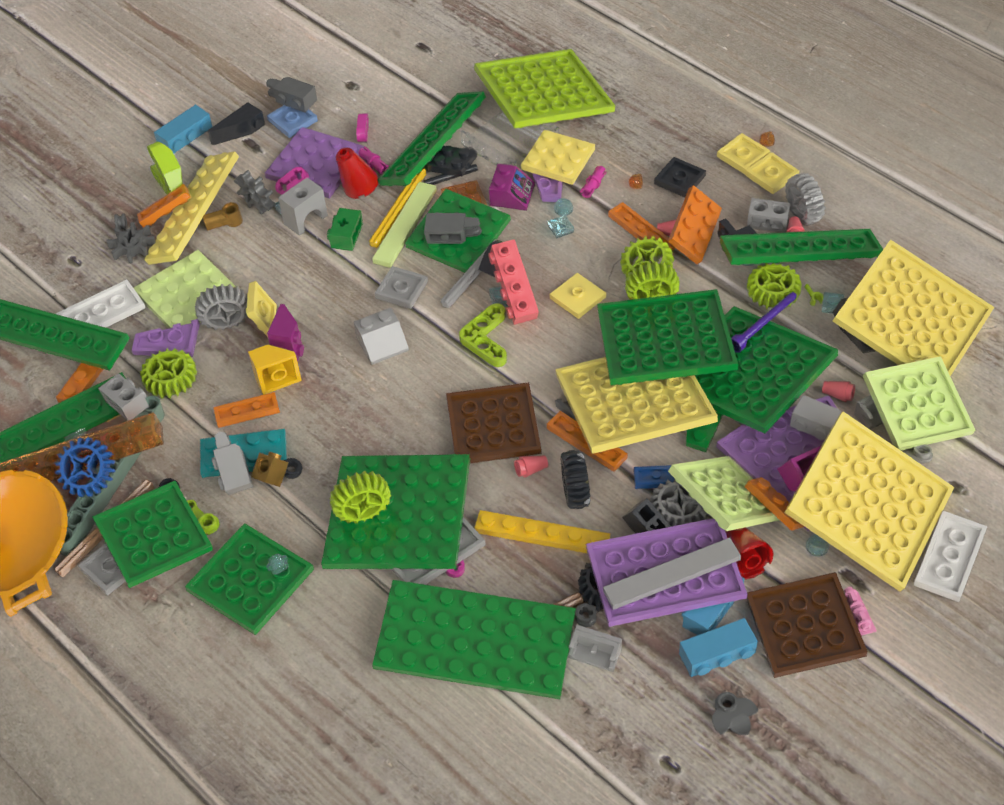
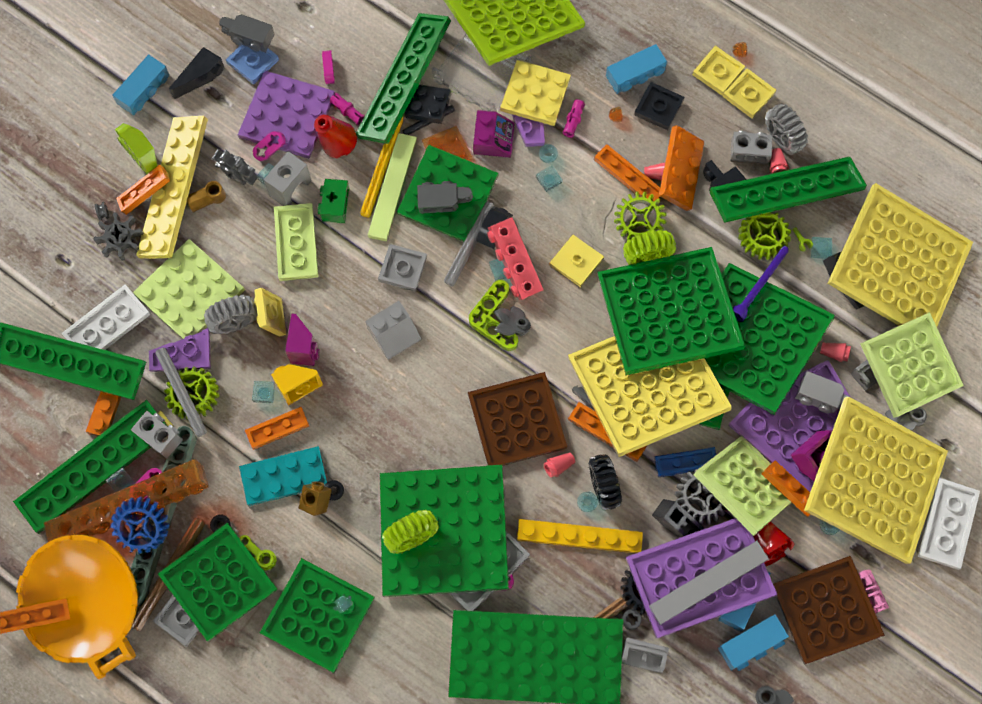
camera: 10 degrees left, 20 degrees up
(157, 365) = (181, 392): none -> light grey axle
(231, 465) = (277, 498): light grey hinge -> none
(240, 378) = (263, 392): none -> clear light blue plate
(300, 260) = (295, 242): none -> yellowish green plate
(503, 339) = (512, 321): none -> dark grey plate
(555, 496) = (587, 495): none -> clear light blue plate
(661, 146) = (636, 69): none -> dark azure brick

